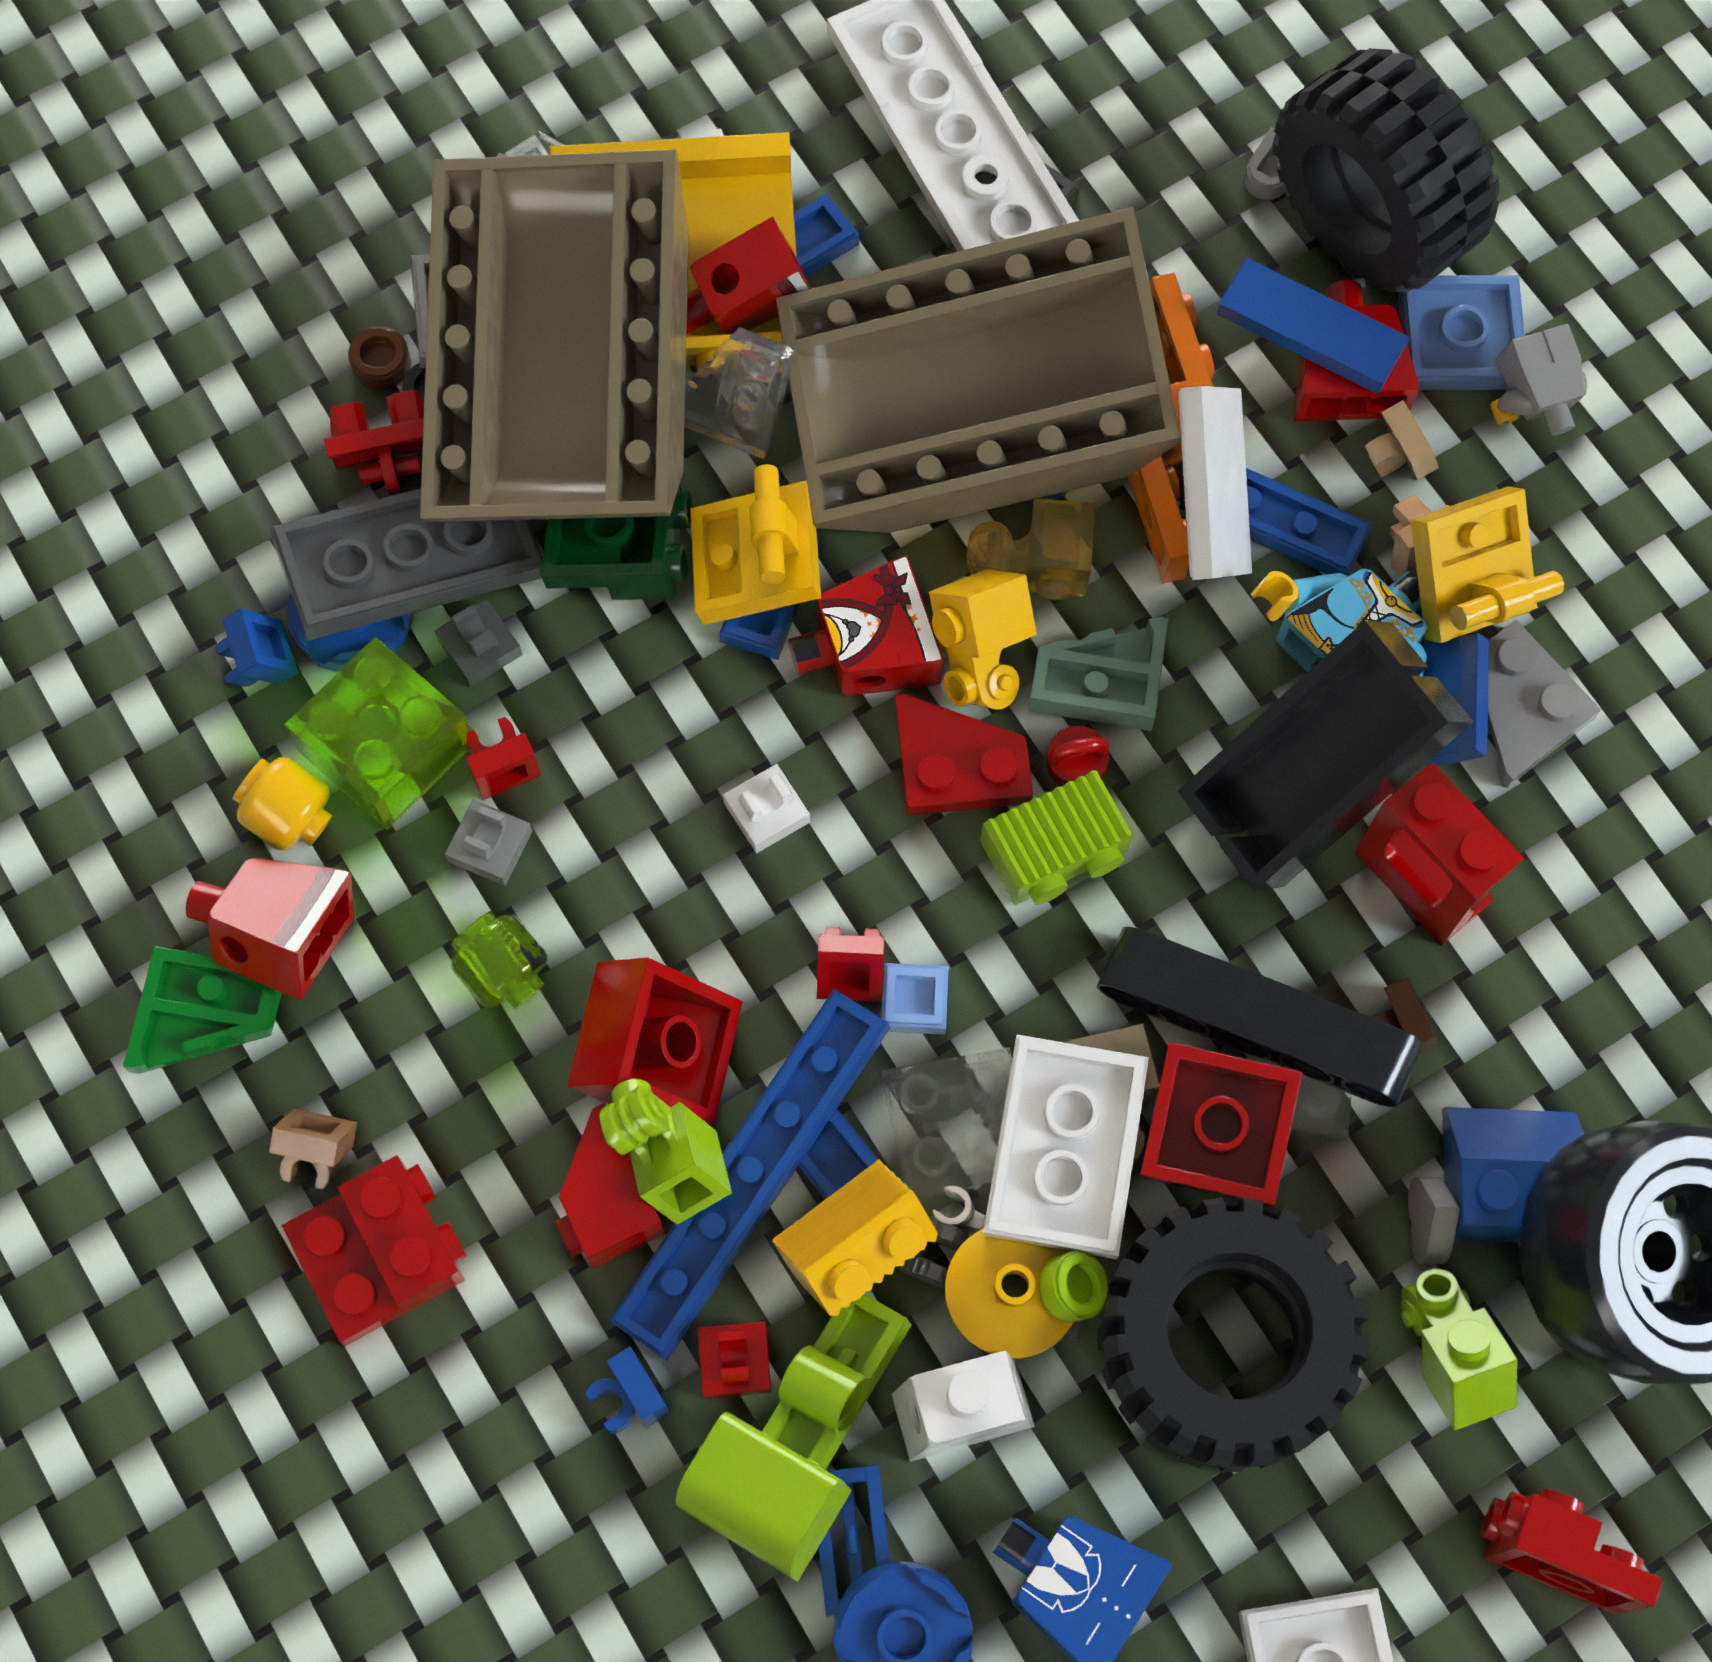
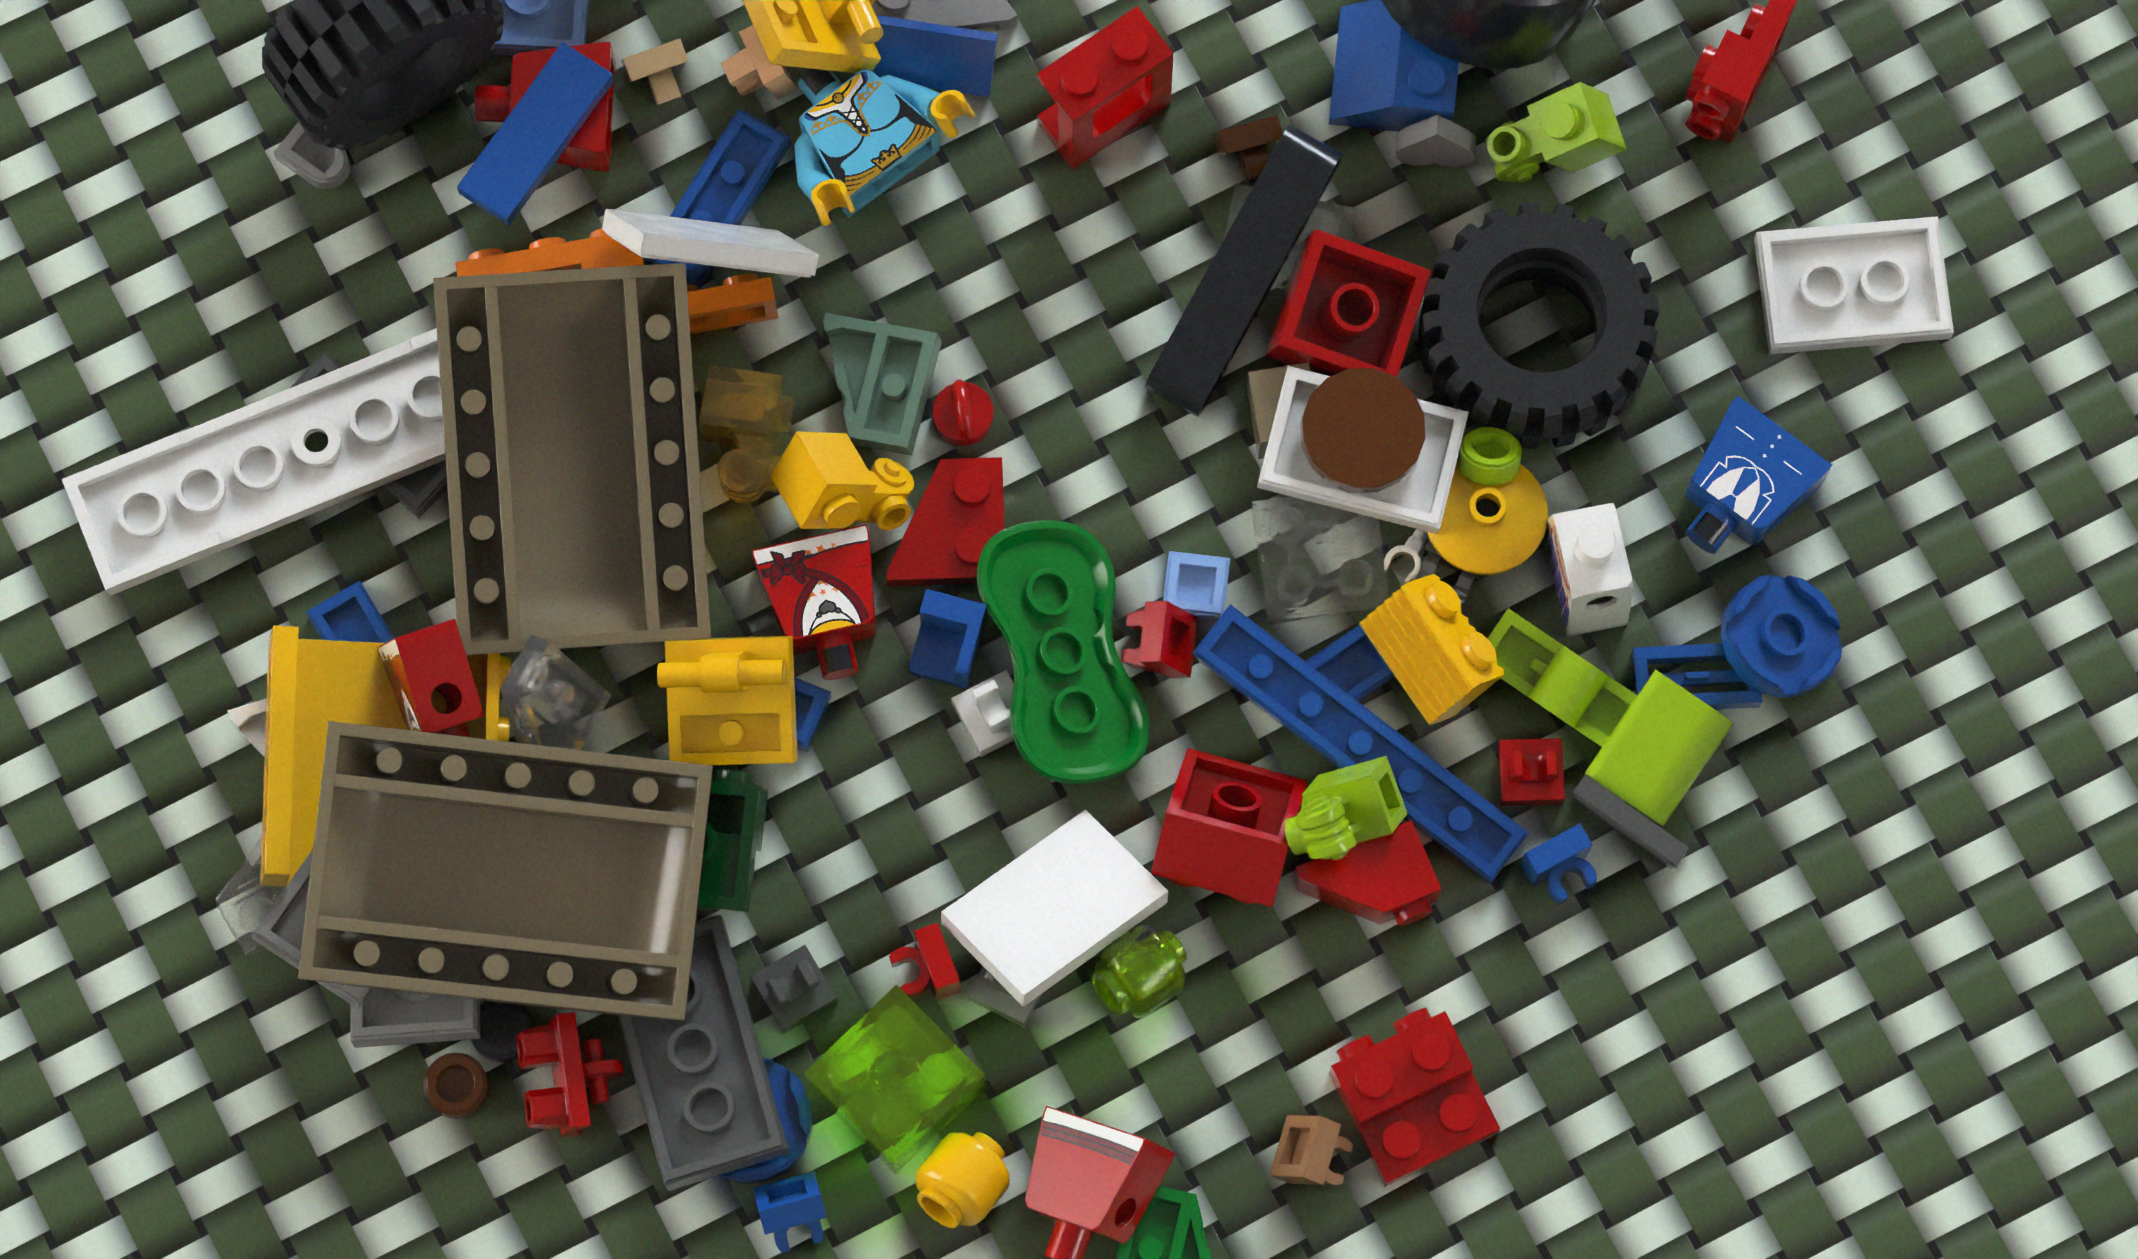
camera: 85 degrees left, 5 degrees up
(556, 868) = (1054, 907): none -> white tile
(655, 1498) = (1630, 822): none -> dark grey tile
(780, 876) = (1071, 697): none -> green plate
(838, 759) = (948, 639): none -> blue panel
(1056, 839) = (1051, 438): lime brick -> none
(1081, 1137) = (1362, 430): none -> reddish brown tile
(1324, 755) = (1010, 173): black piece -> none

